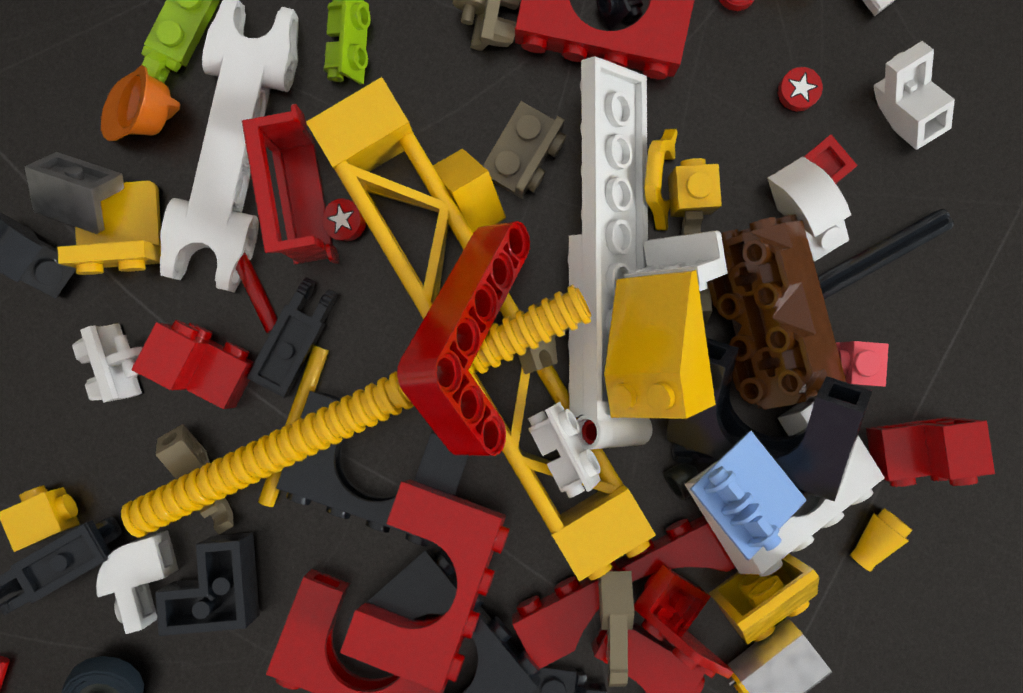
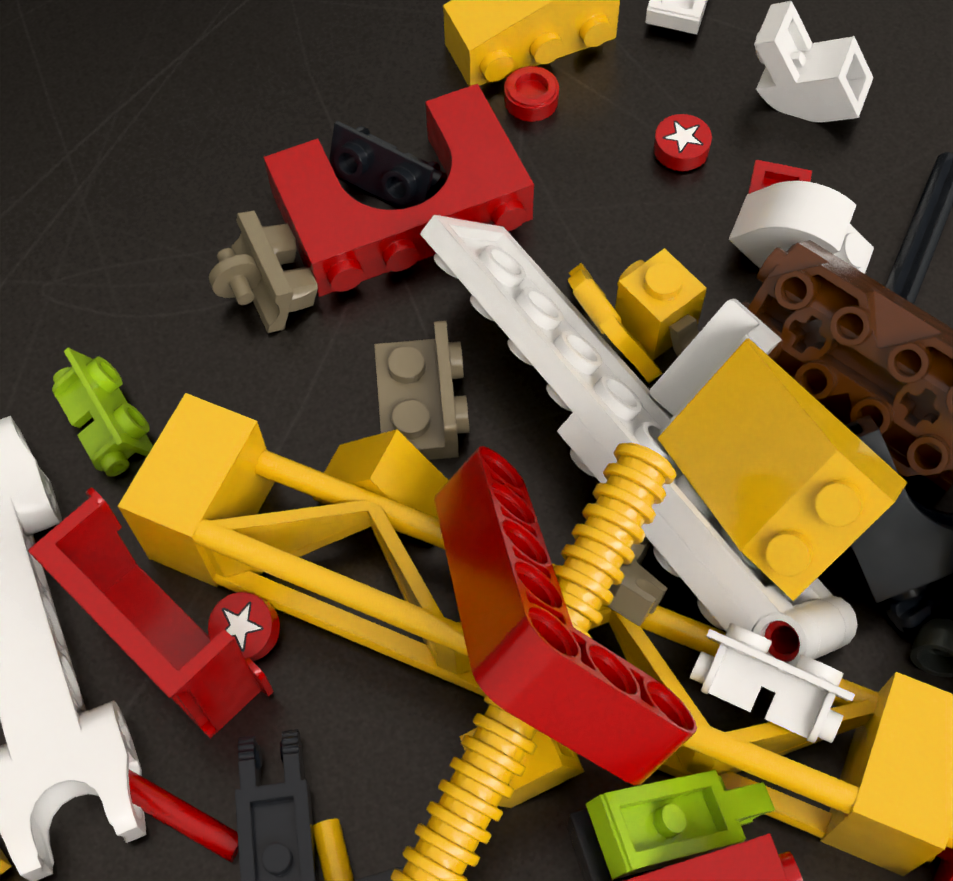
camera: 35 degrees left, 25 degrees down
(471, 476) = (673, 820): none -> lime hinge

